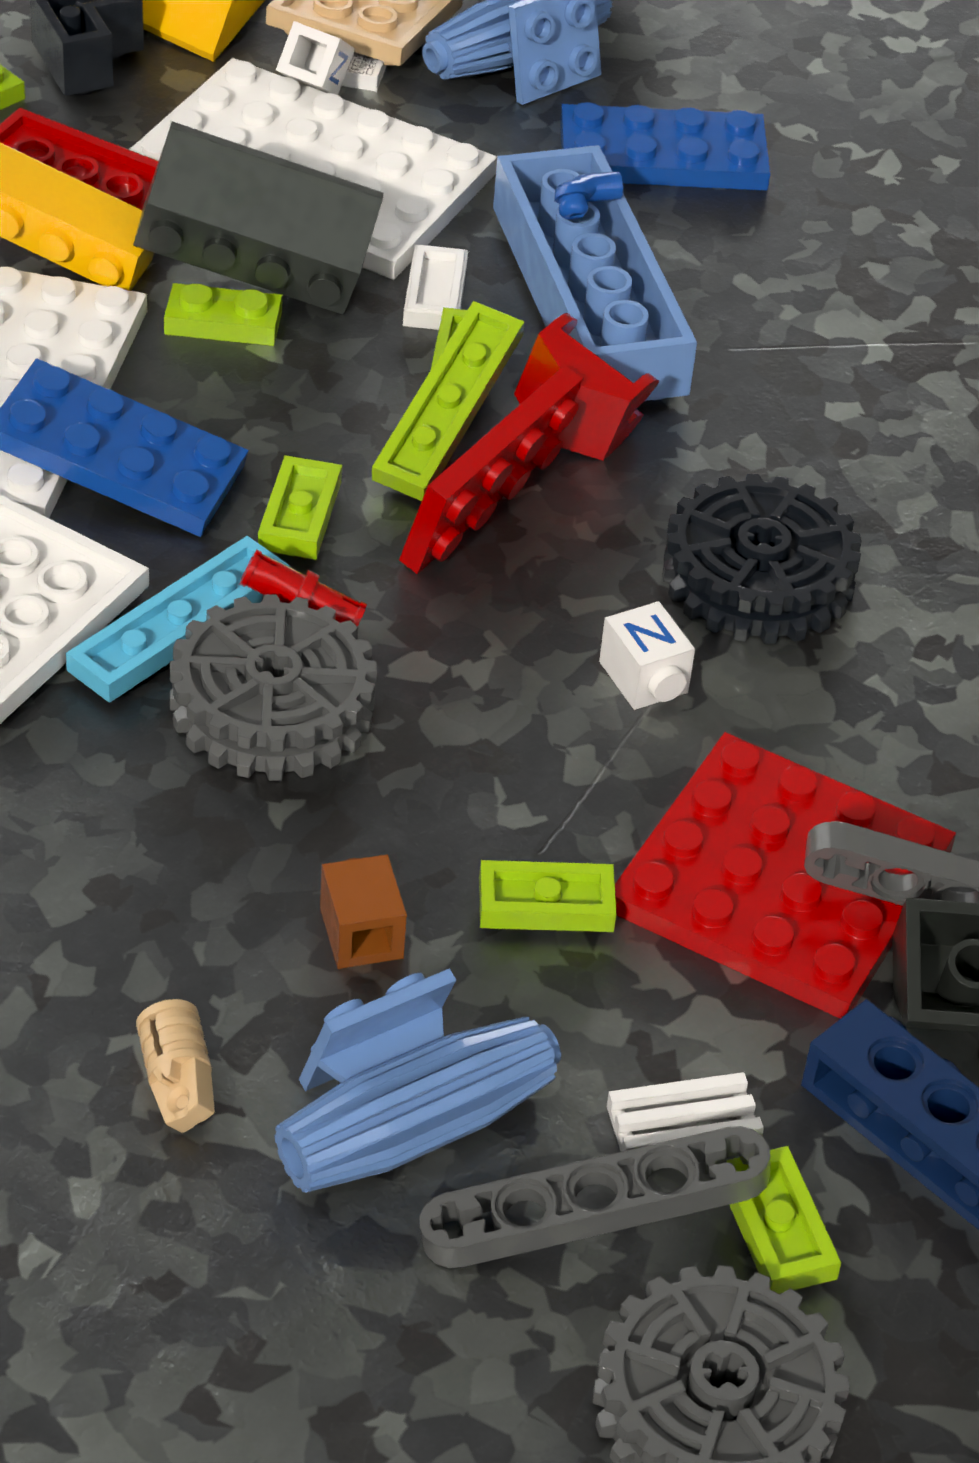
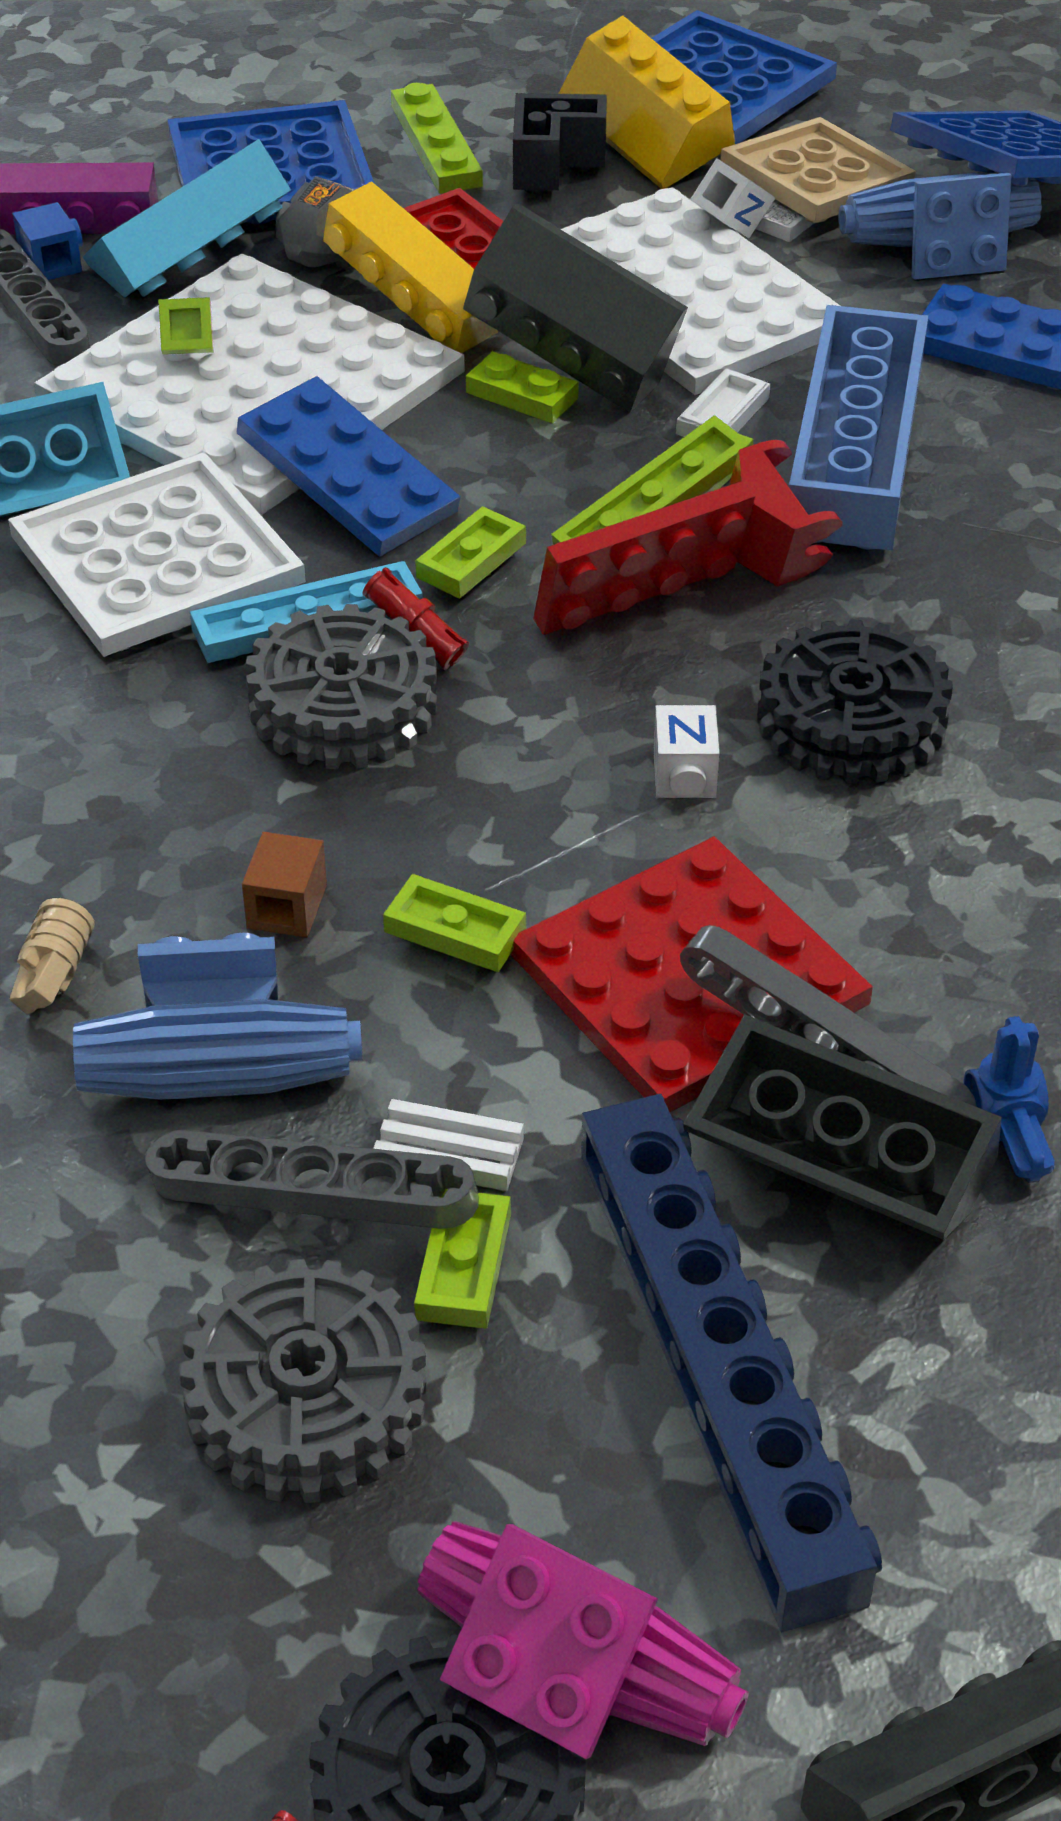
camera: 30 degrees right, 0 degrees up
(587, 188) = (879, 345): blue arm -> none

